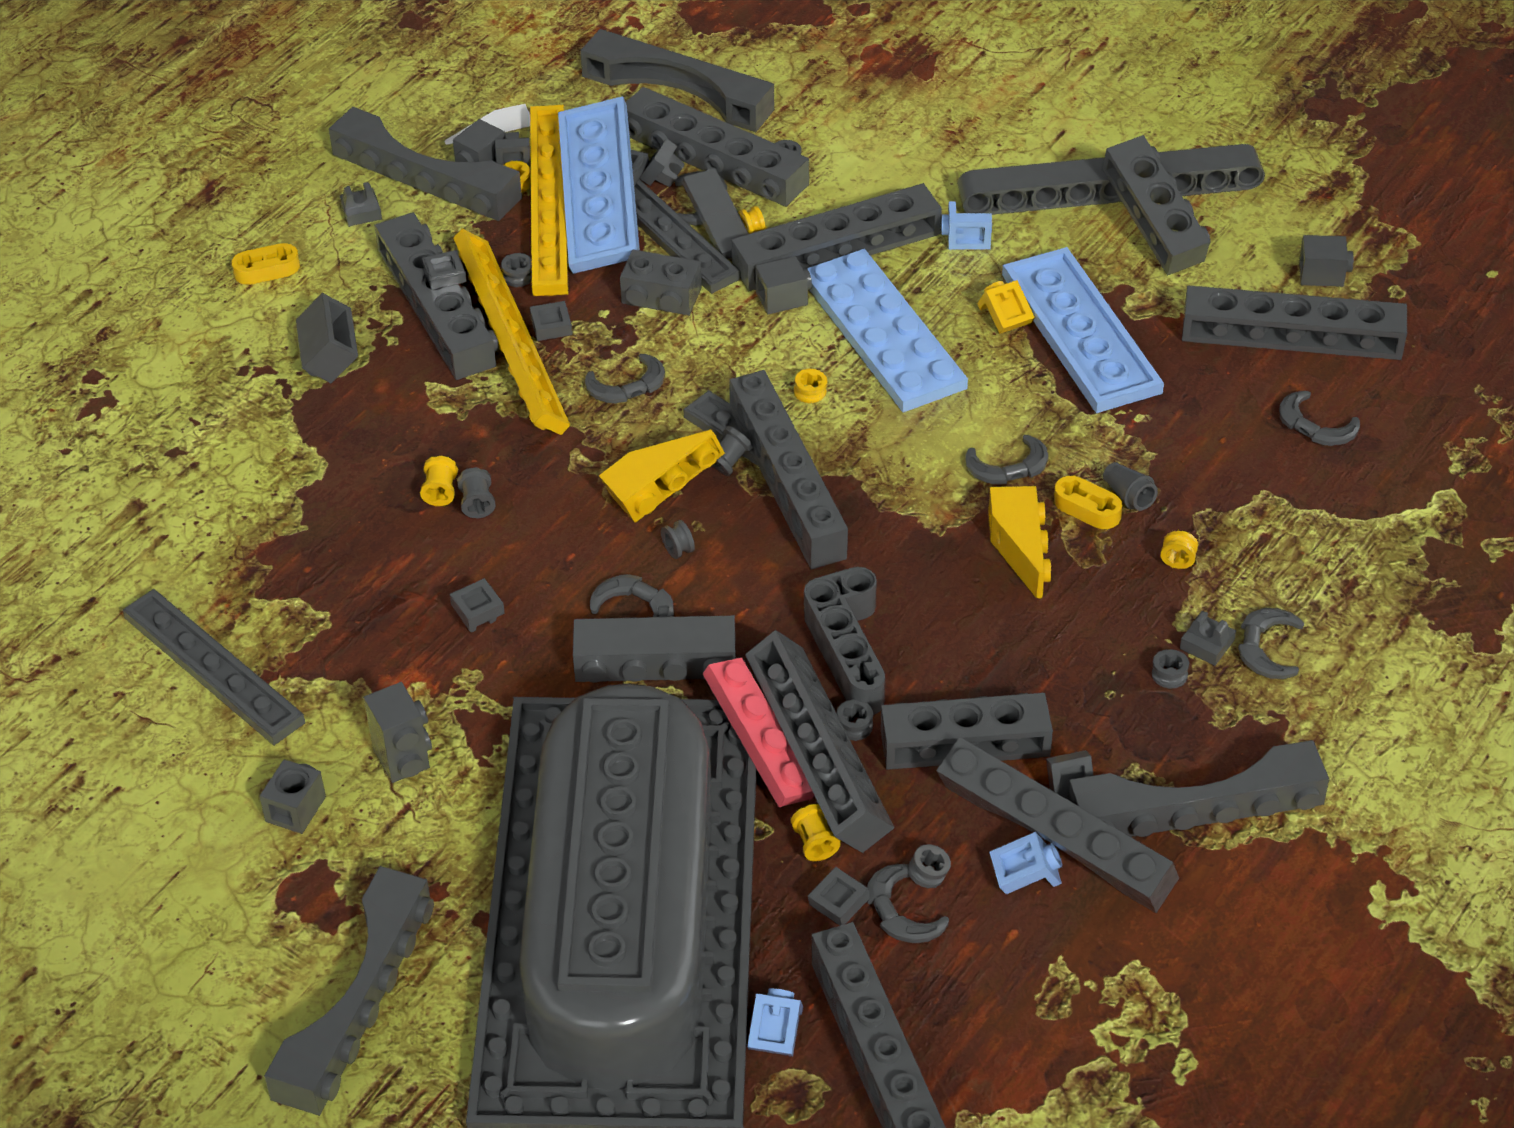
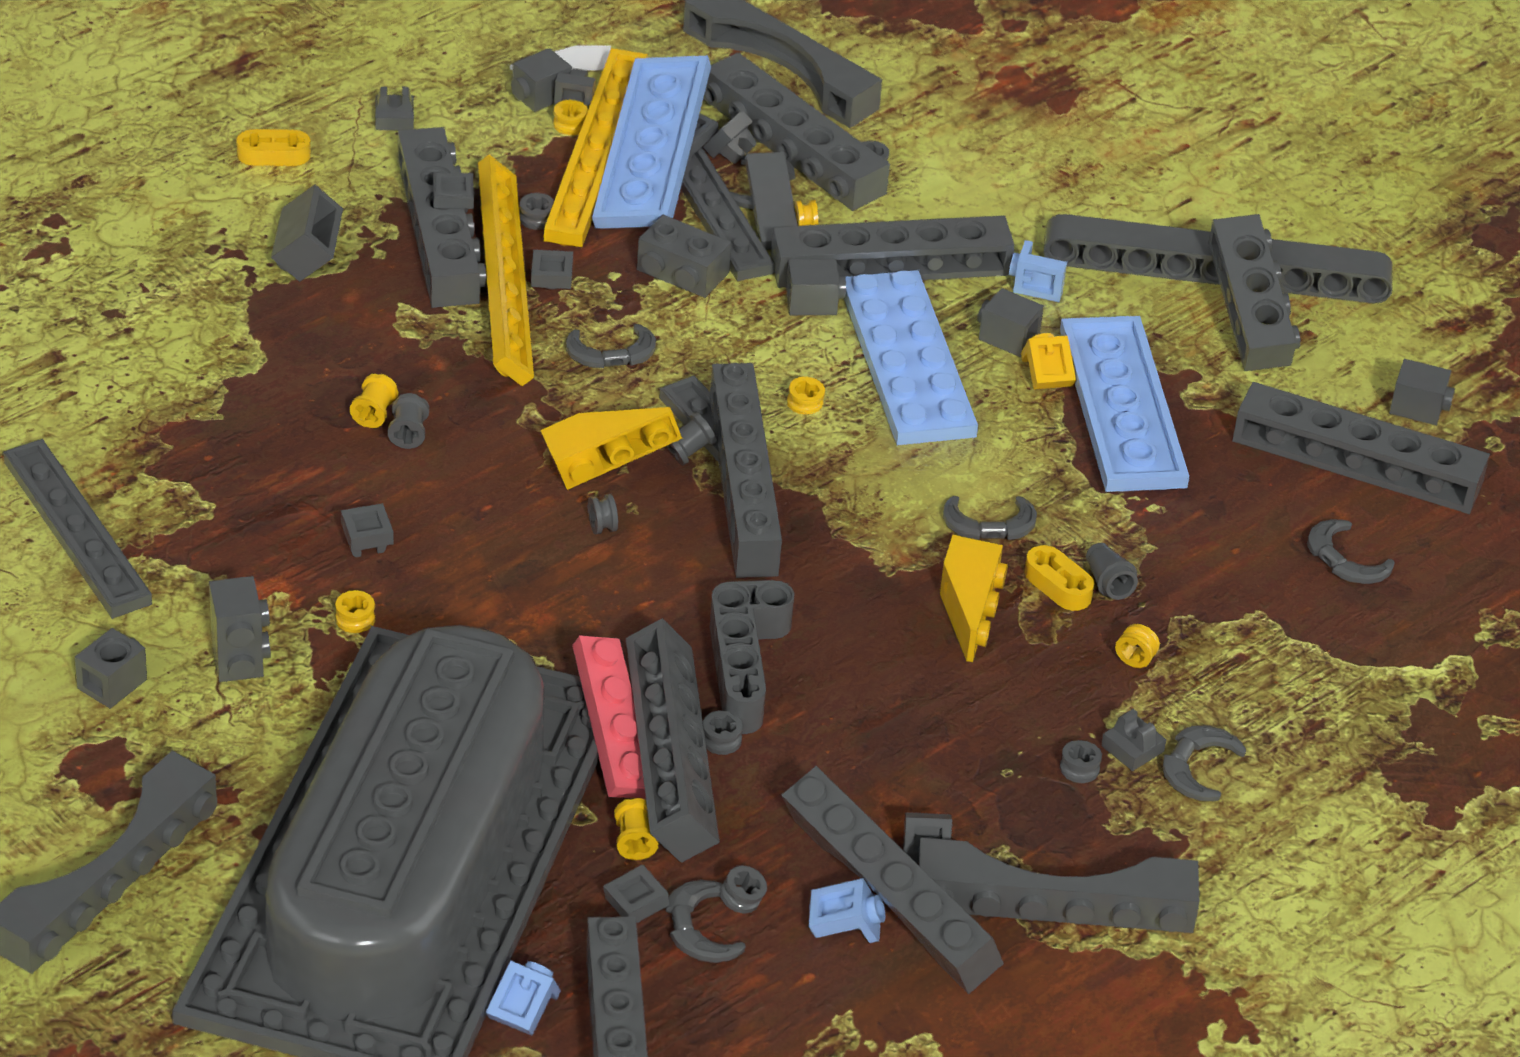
camera: 10 degrees right, 5 degrees down
(478, 186) = (523, 116): dark grey arch -> none
(482, 681) = (355, 611): none -> yellow bush
(650, 647) = (533, 610): dark grey brick -> none
(659, 601) = (561, 570): dark grey piece -> none
(960, 277) = (1009, 321): none -> dark grey brick
(1000, 725) = (869, 771): dark grey brick -> none

